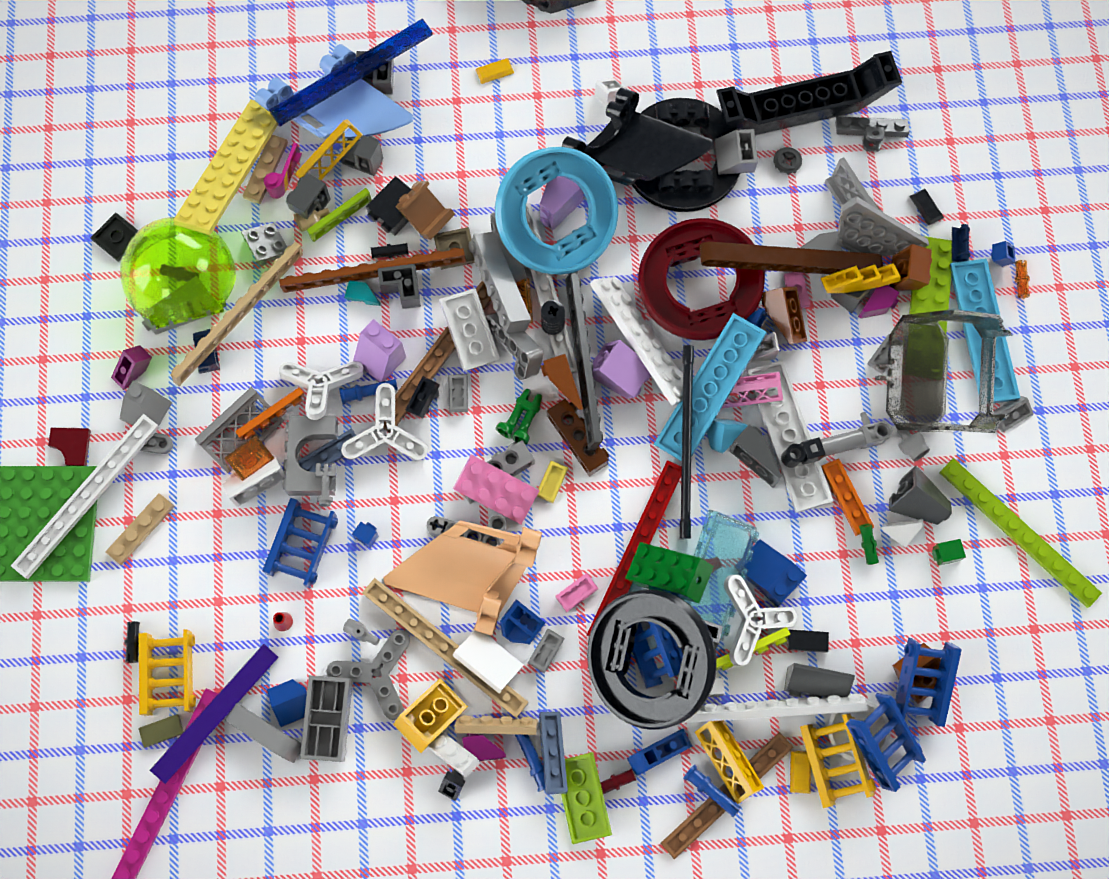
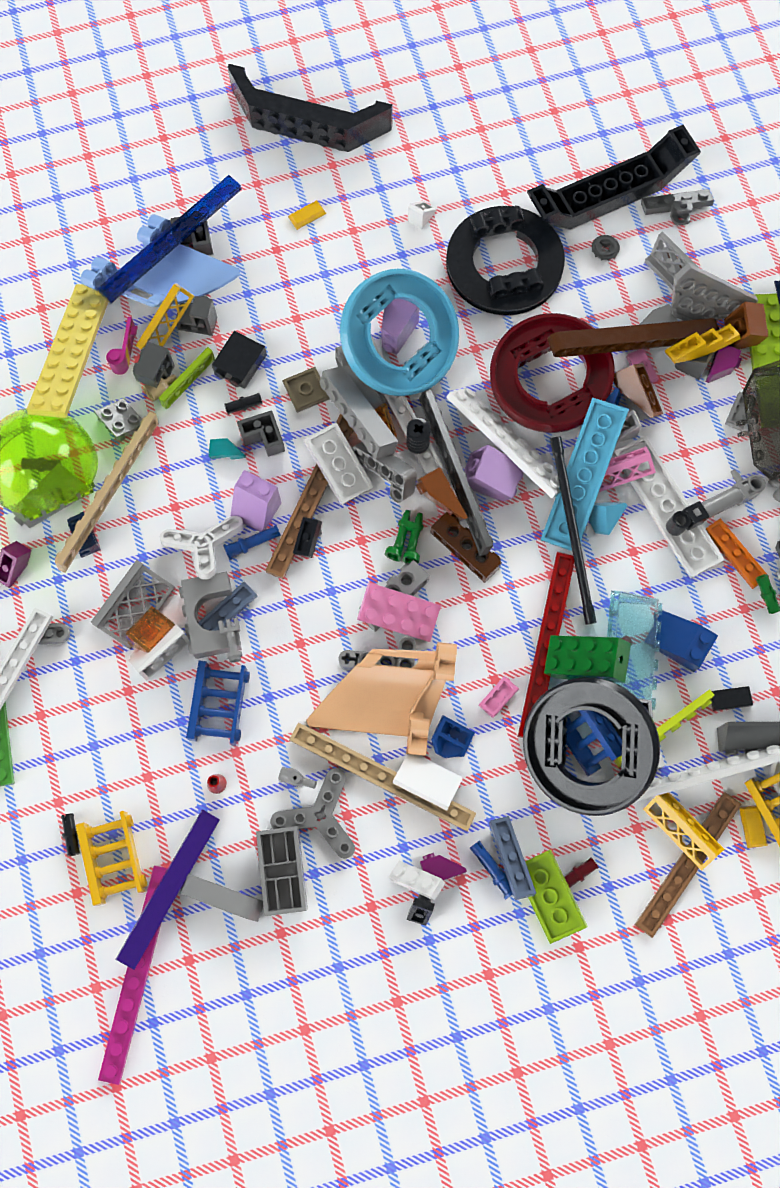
camera: 10 degrees left, 0 degrees up
(139, 529) = (54, 721): tan plate -> none
(143, 400) = (31, 594): light grey slope -> none
(161, 730) = (118, 917): olive tile -> none
(264, 418) = (155, 588): orange plate -> none
(266, 164) = (105, 342): tan plate -> none
(288, 702) = (239, 862): blue slope -> none
(365, 534) = (280, 681): blue plate -> none
(367, 271) = (228, 426): dark orange plate -> none
(373, 438) = (267, 586): white piece -> none
(424, 210) = (269, 358): medium nougat panel -> none
(430, 715) = (382, 846): yellow slope -> none
(458, 393) = (340, 527): light grey plate -> none
(501, 725) = (454, 842): tan plate -> none
(546, 650) = (481, 759): light grey plate -> none
(552, 481) = (450, 594): light yellow tile -> none
(639, 143) = (466, 255): black panel -> none
(659, 752) = (614, 836): blue slope -> none
(704, 785) = (664, 858): blue pin -> none
(736, 152) = (558, 247): light grey slope -> none
(750, 630) = (675, 699): white piece -> none
(755, 453) = (643, 530): dark grey slope -> none
(926, 206) = (745, 266): black tile -> none

